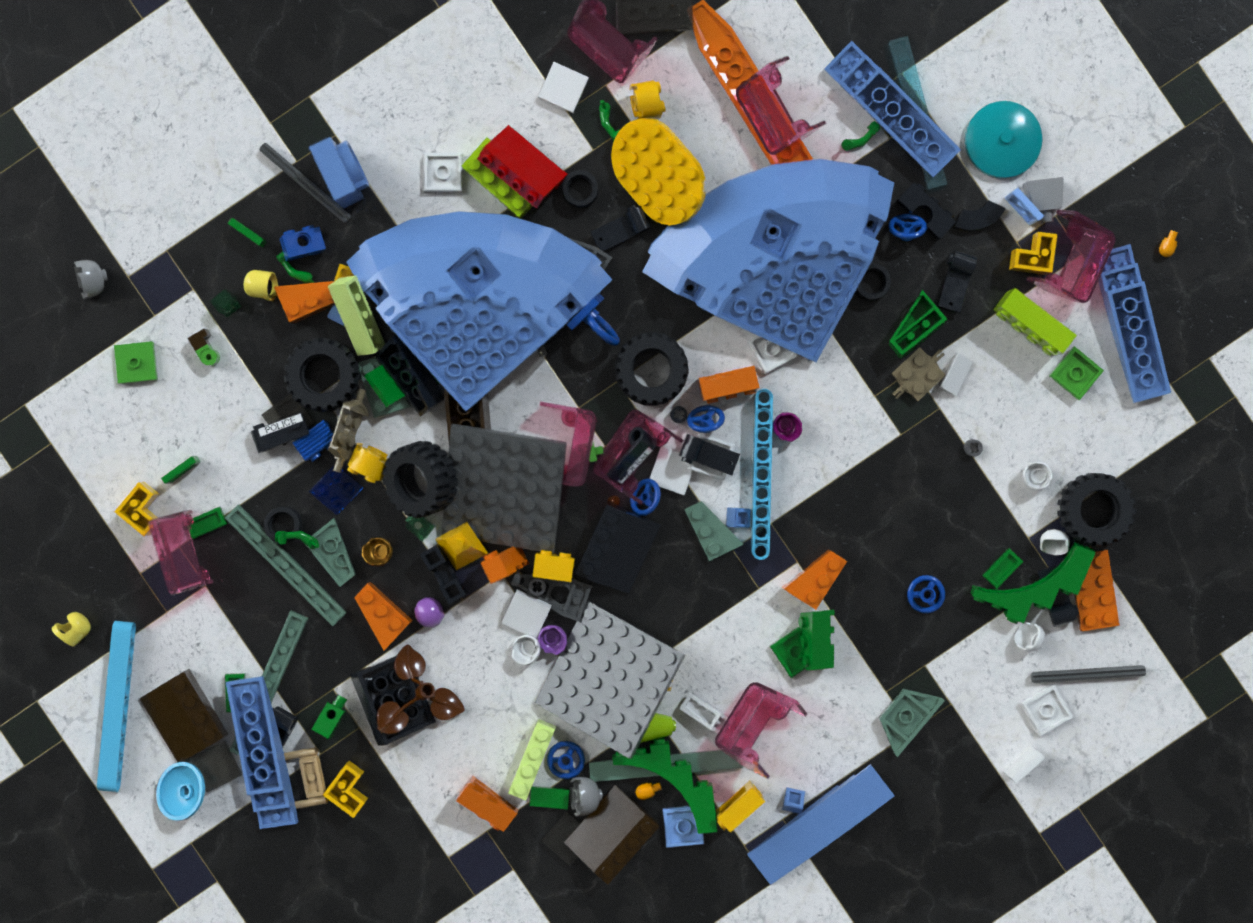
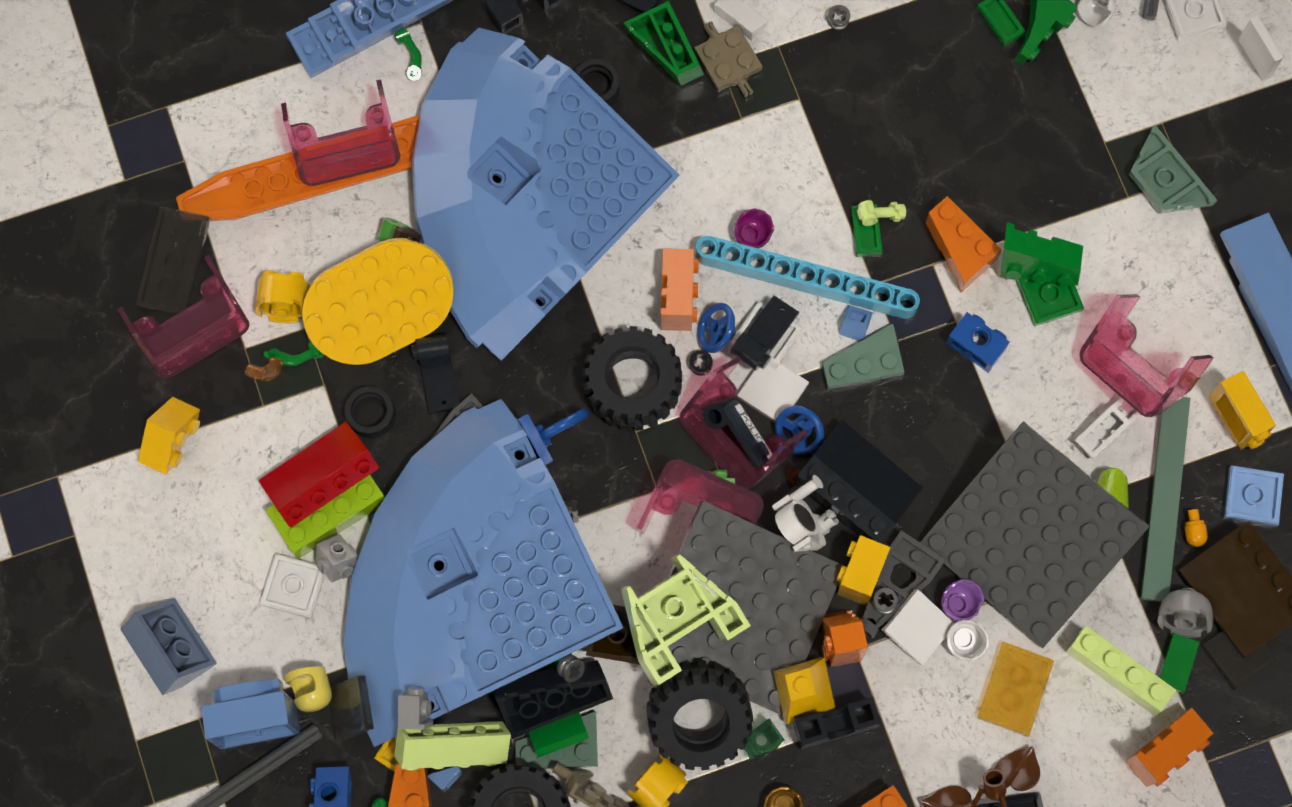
camera: 70 degrees left, 15 degrees down
(365, 238) = (350, 708): none -> clear smoke tile
(368, 283) = (414, 709): none -> light grey brick
(372, 207) = (310, 691): none -> light yellow helmet
(377, 98) = (167, 645): none -> sand blue slope
(428, 382) = (570, 668): none -> flat silver bush
(429, 612) = (885, 761): medium lavender hair -> none
(467, 196) = (335, 558): none -> light grey brick
(480, 445) = (672, 612): none -> yellowish green wedge
(502, 690) = (1015, 689): none -> clear yellow tile
(524, 51) = (166, 434): none -> yellow brick
(563, 87) = (231, 401): white tile -> none
(572, 747) = (1137, 621): blue piece -> none
(574, 516) = (799, 523): none -> white piece
(590, 106) = (266, 372): none -> clear orange arm
(679, 774) = (1218, 461): green arch -> none
(715, 170) = (393, 228): none -> leg
(745, 596) = (982, 355): none -> blue brick
(769, 354) = (651, 230): white tile -> none
(793, 800) = (1248, 345): medium blue slope -> none
(810, 508) = (866, 238): none -> green tile
(821, 507) = (869, 214): none -> yellowish green bar
(907, 229) = (541, 26): blue piece -> none
(930, 600) = (1012, 108): blue piece -> none

